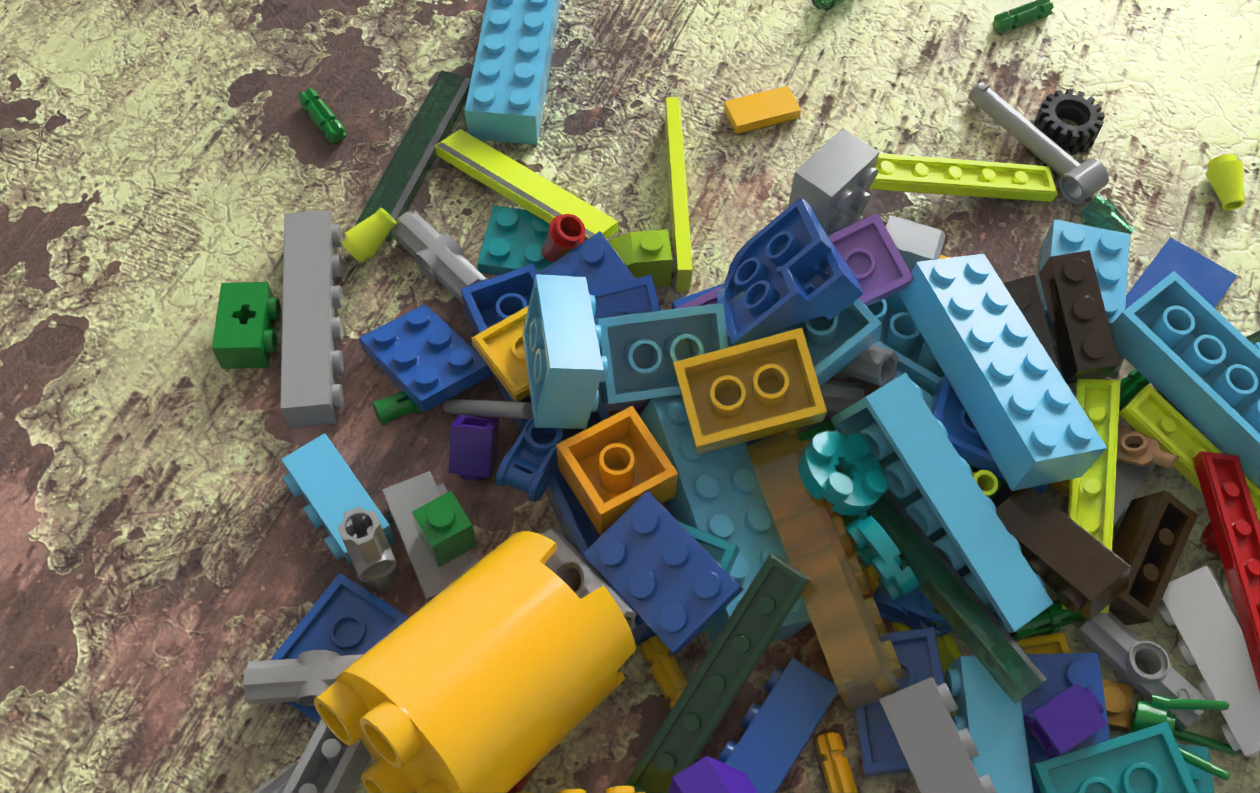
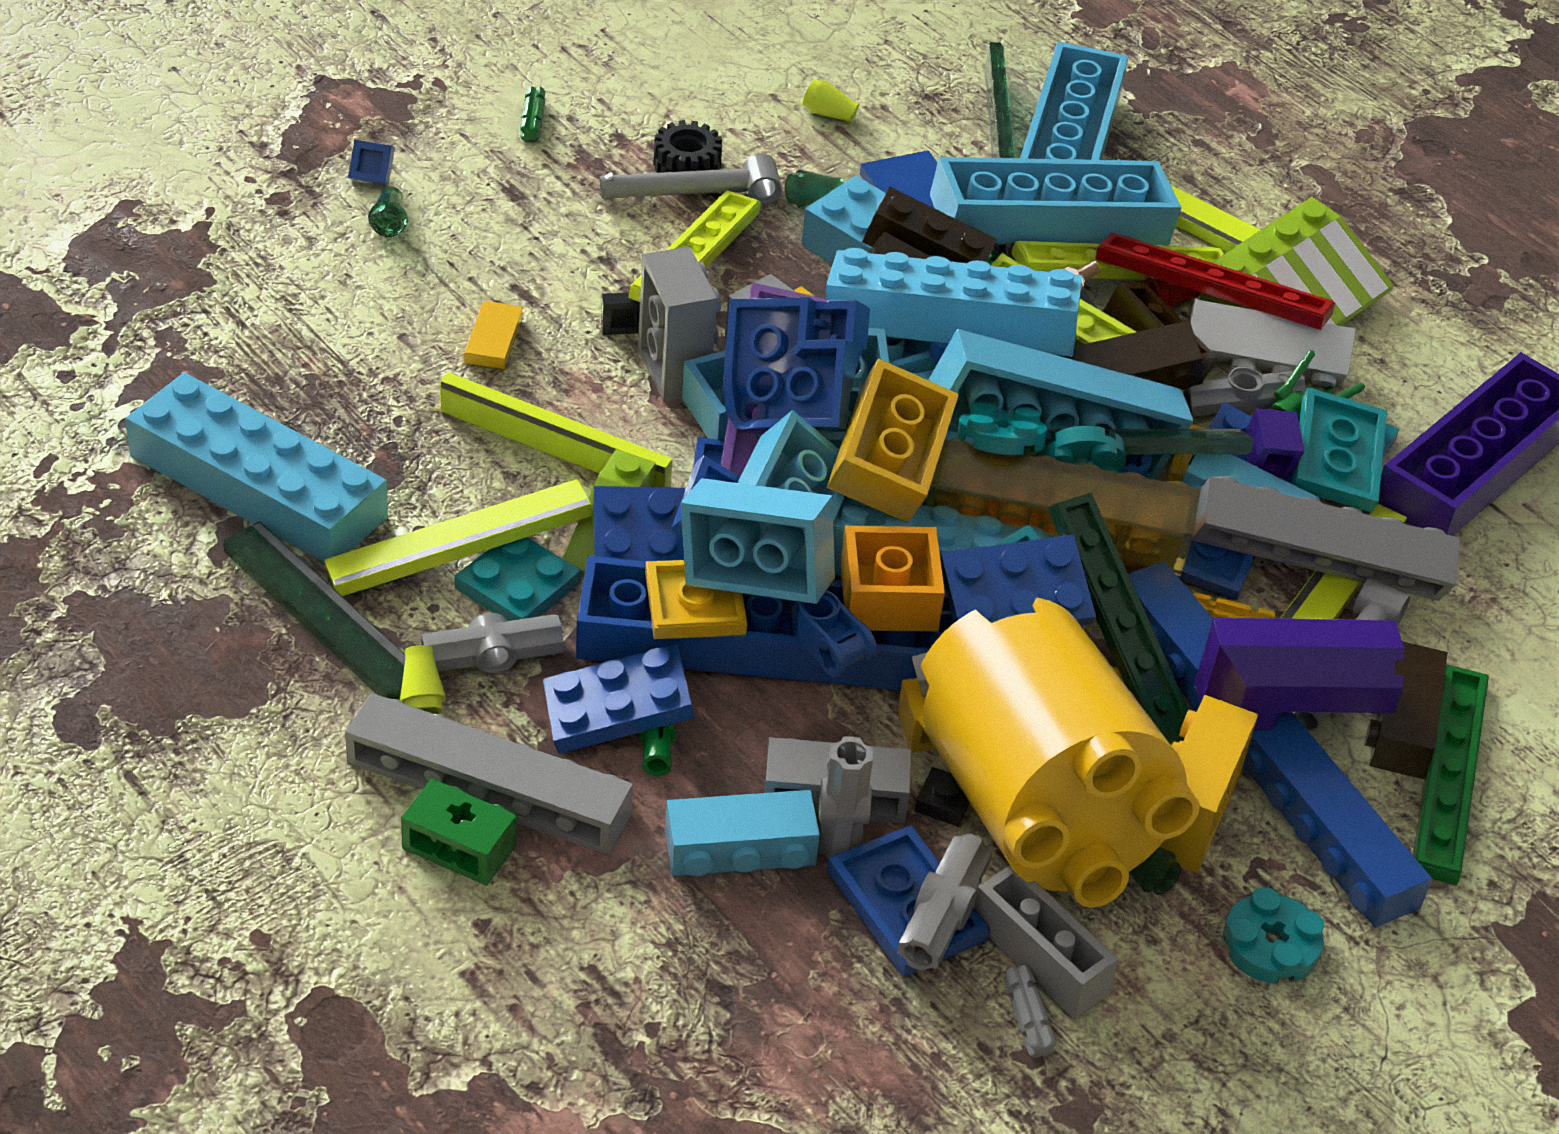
camera: 65 degrees left, 15 degrees down
(322, 116) = (195, 667): green axle -> none
(444, 528) = (864, 719): green brick -> none
(473, 446) = (757, 700): dark purple brick -> none
(489, 408) = (734, 659): light grey bar -> none
(563, 236) = (568, 523): red cone -> none

